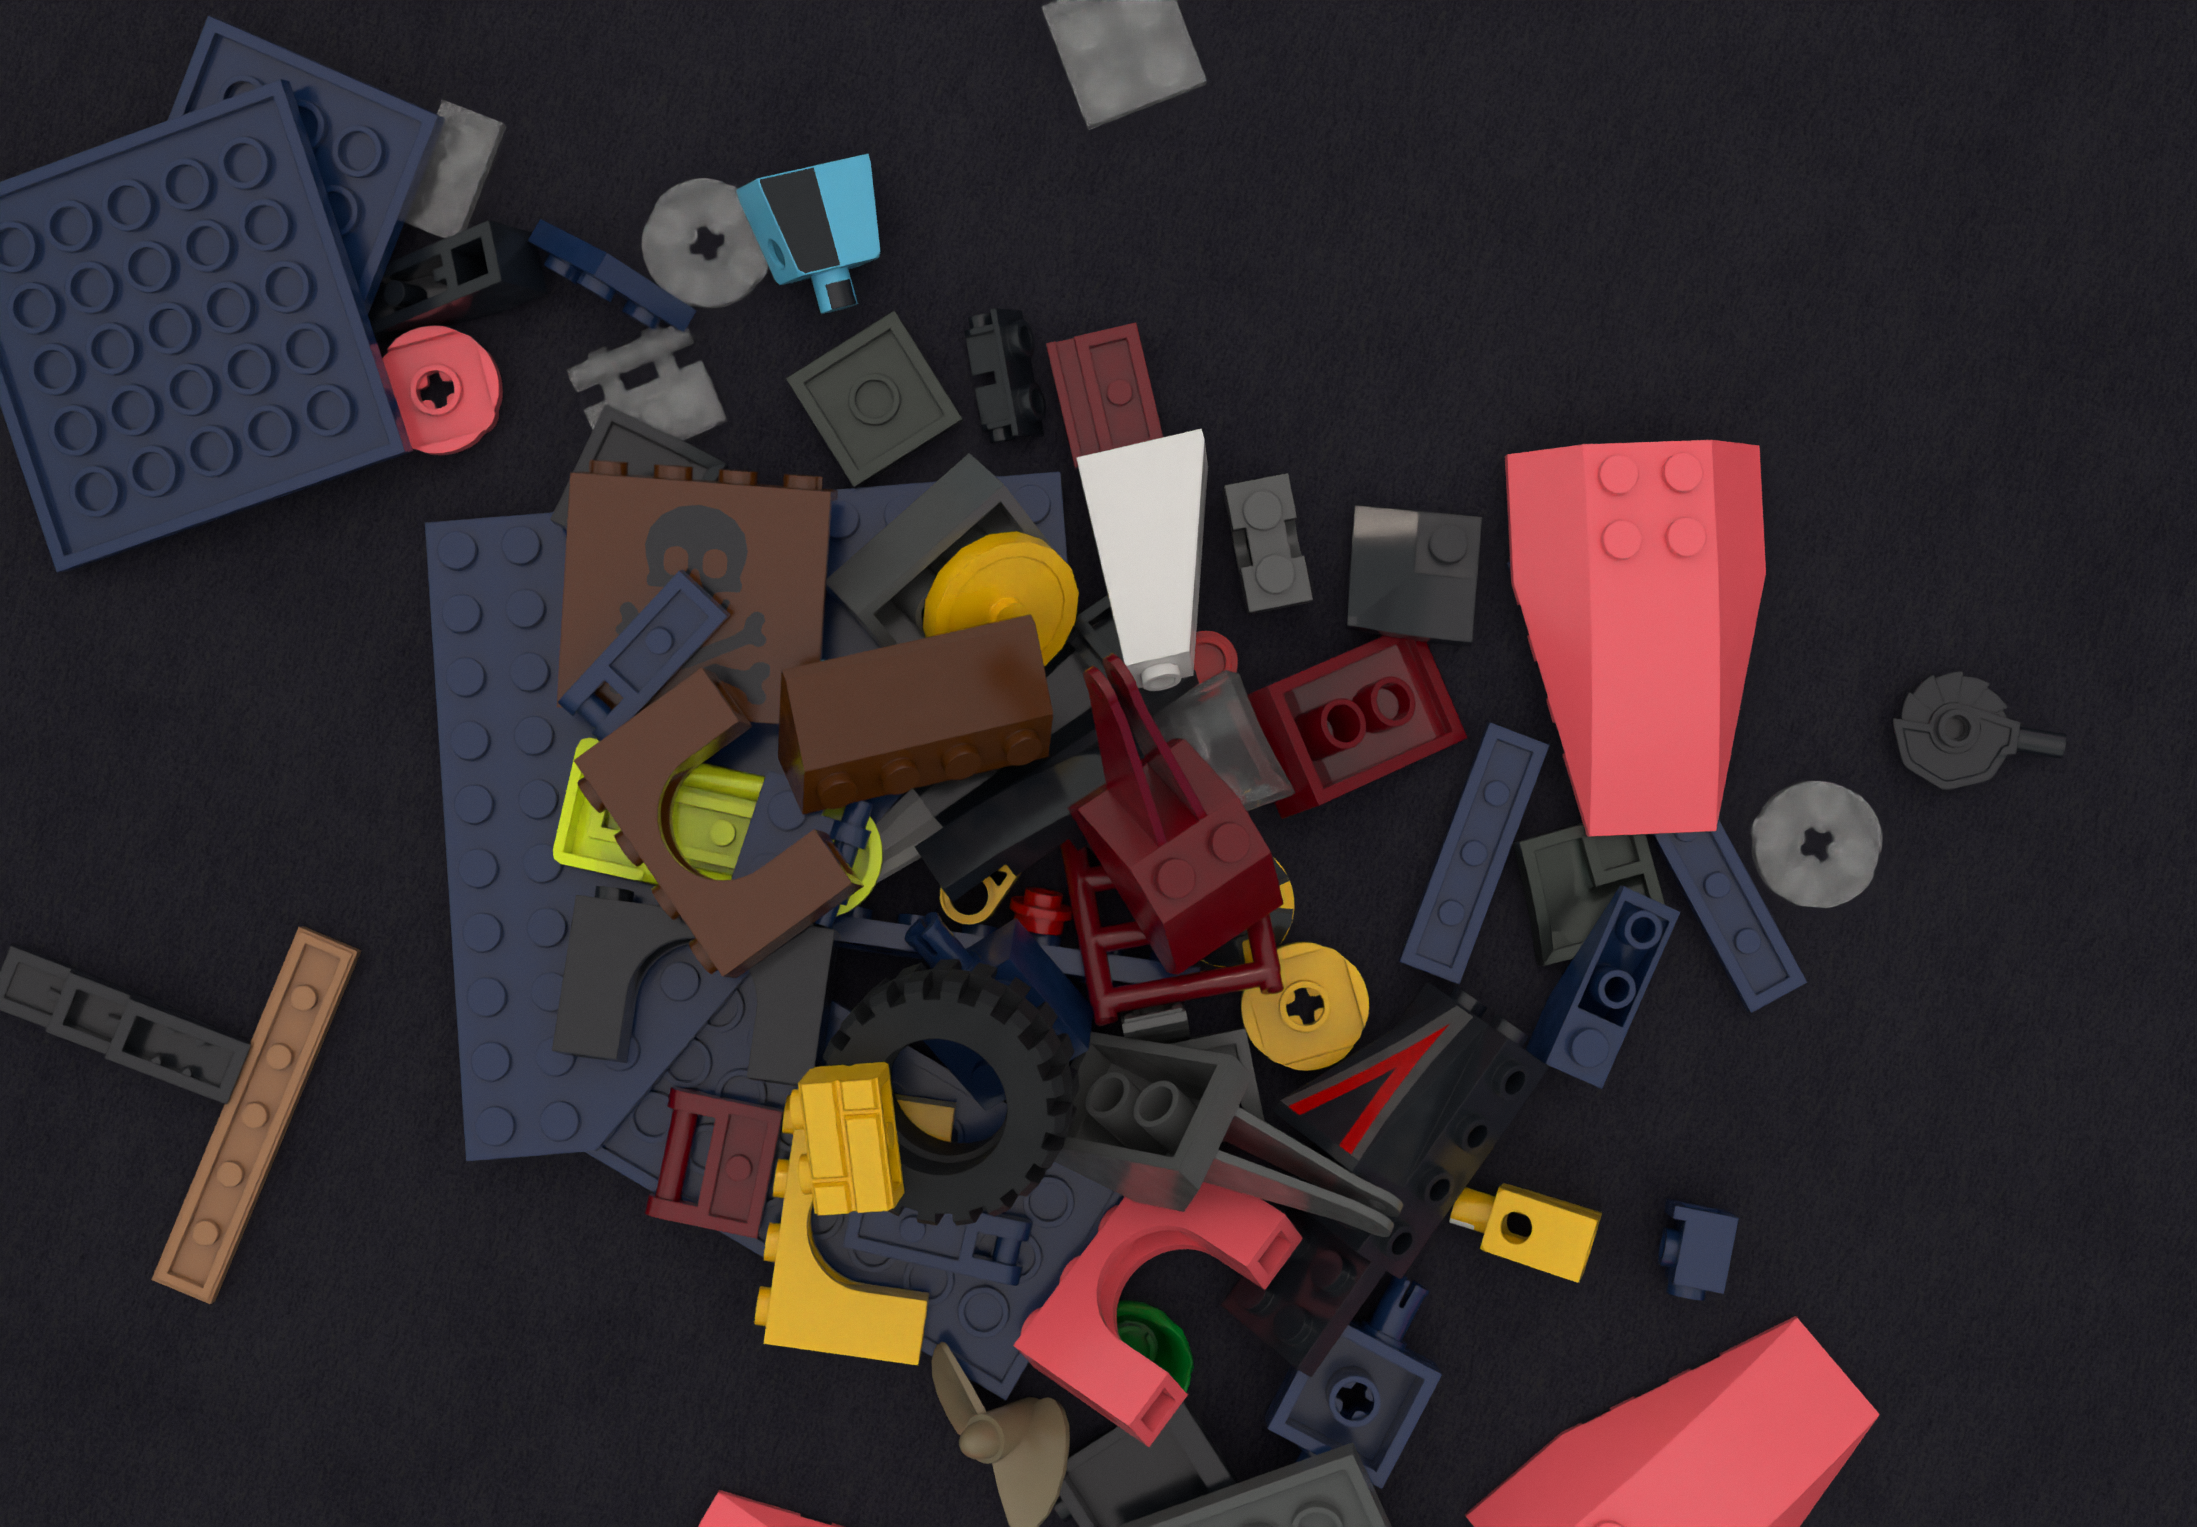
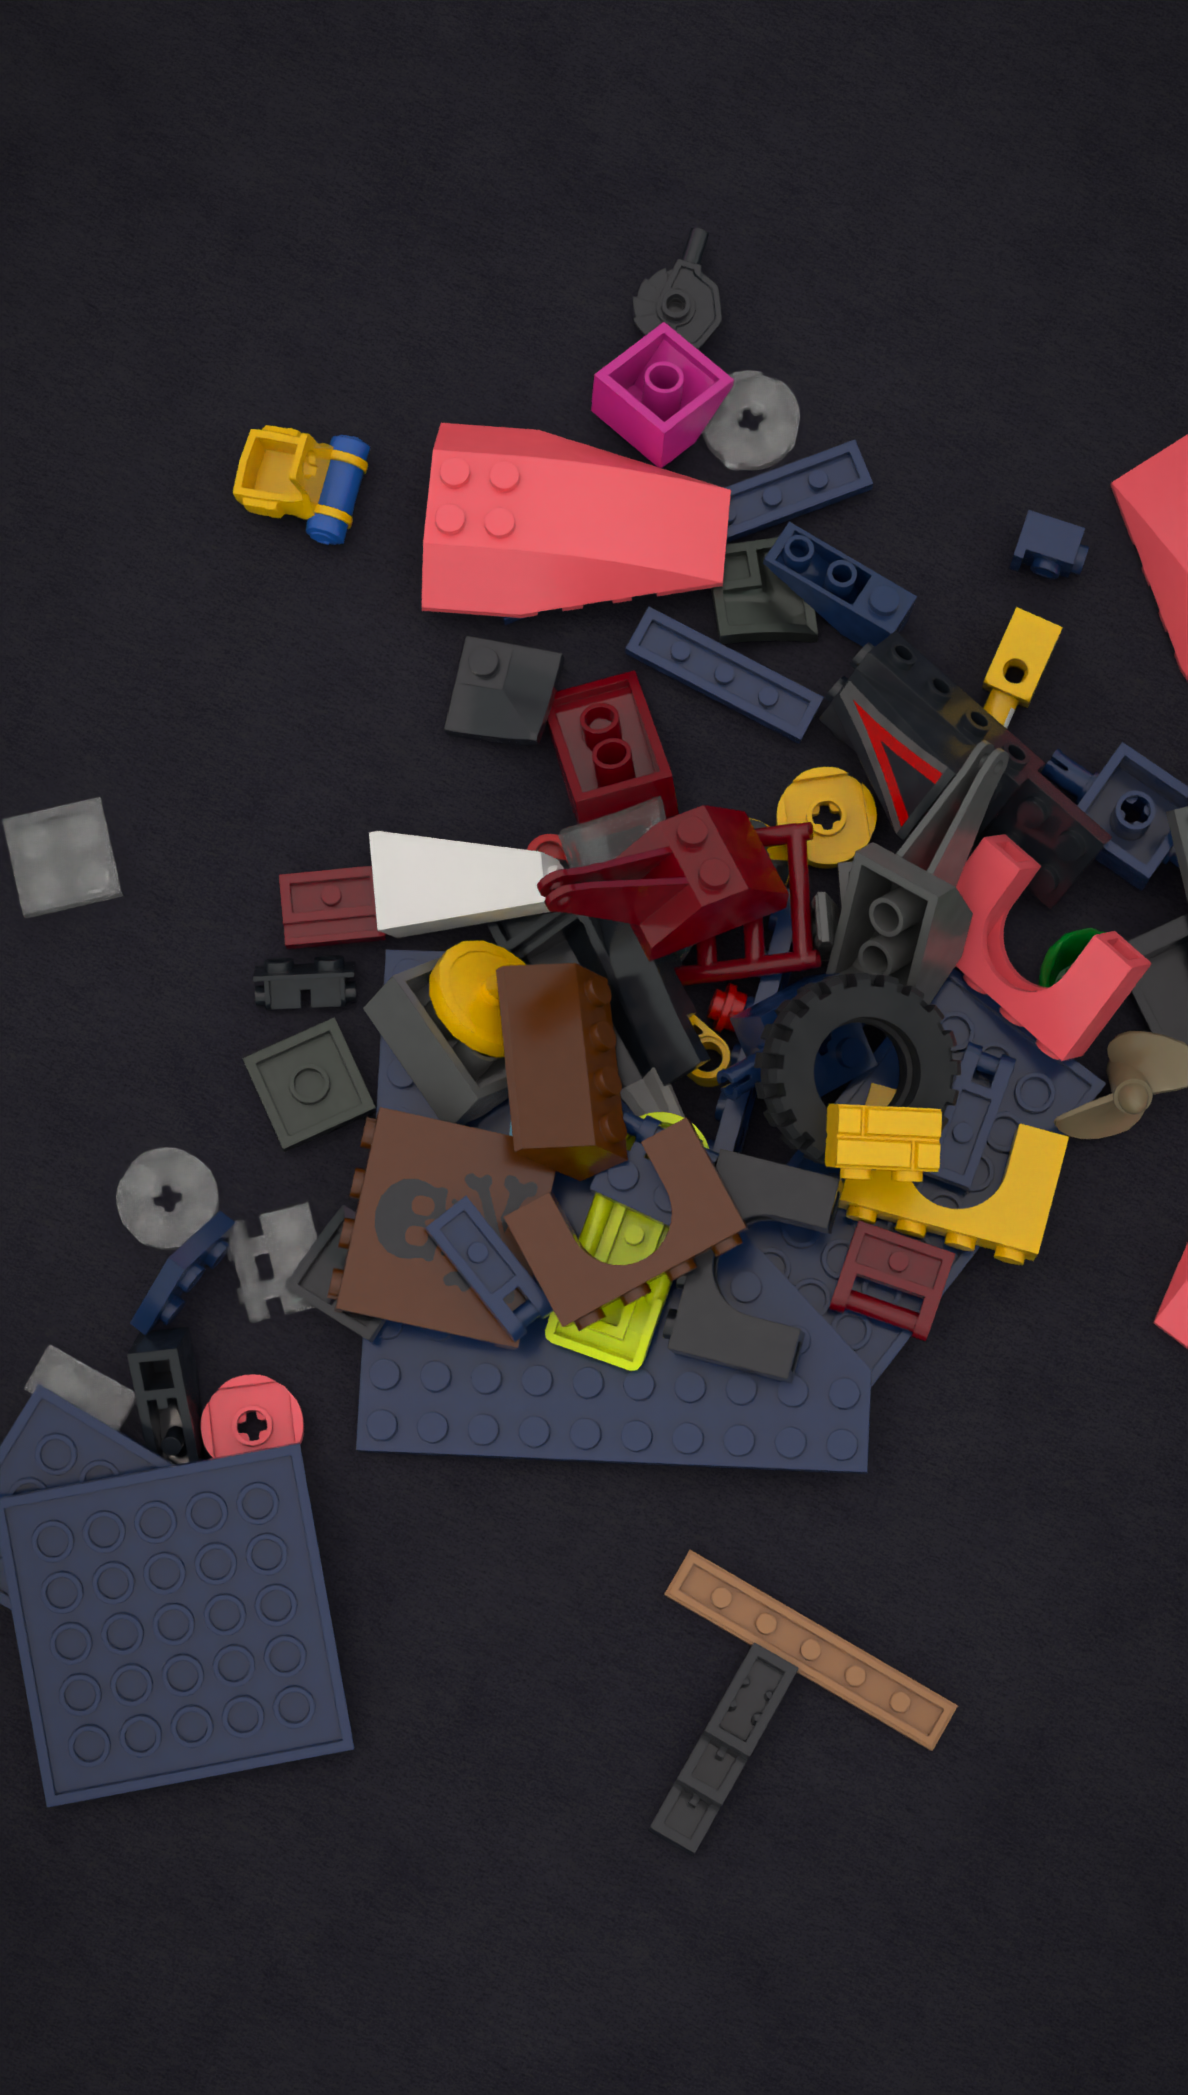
camera: 85 degrees left, 10 degrees down
(816, 225) = (168, 1107): medium azure torso -> none
(1277, 569) = (488, 790): dark grey brick -> none
(1659, 278) = (298, 477): none -> yellow piece
(1832, 723) = (660, 394): none -> dark pink slope

